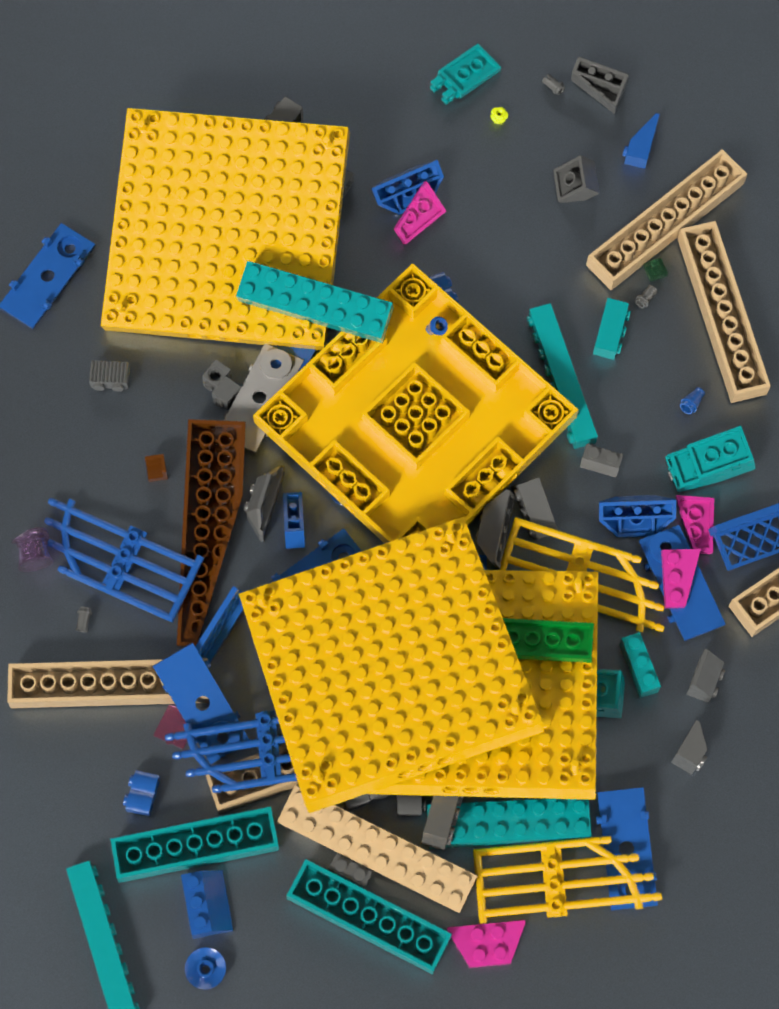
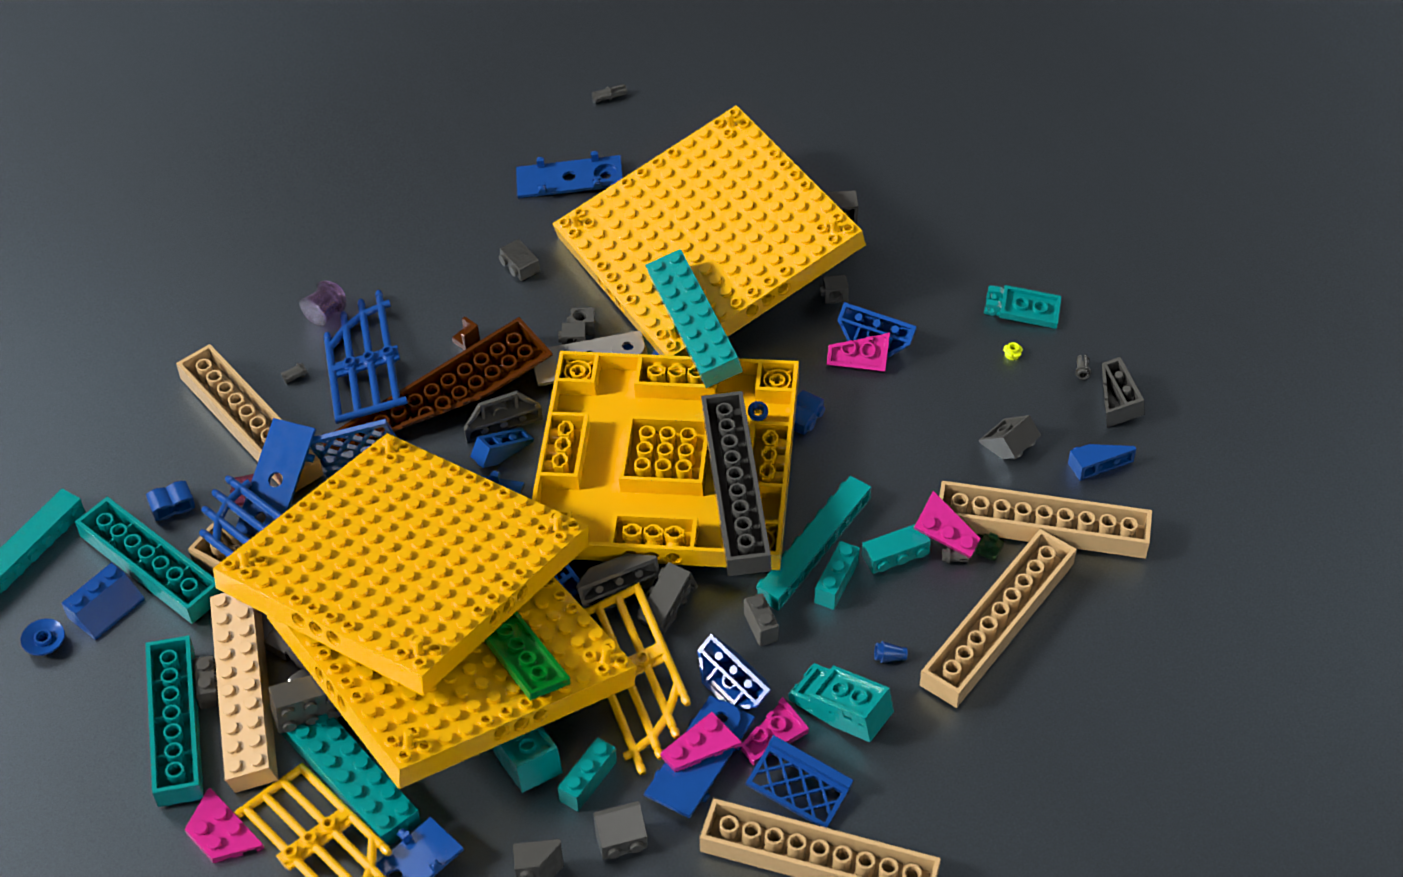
camera: 55 degrees right, 20 degrees down
(498, 390) = (736, 484): none -> dark grey brick
(603, 383) = (837, 575): none -> teal brick
(628, 284) = (946, 527): none -> dark pink wing

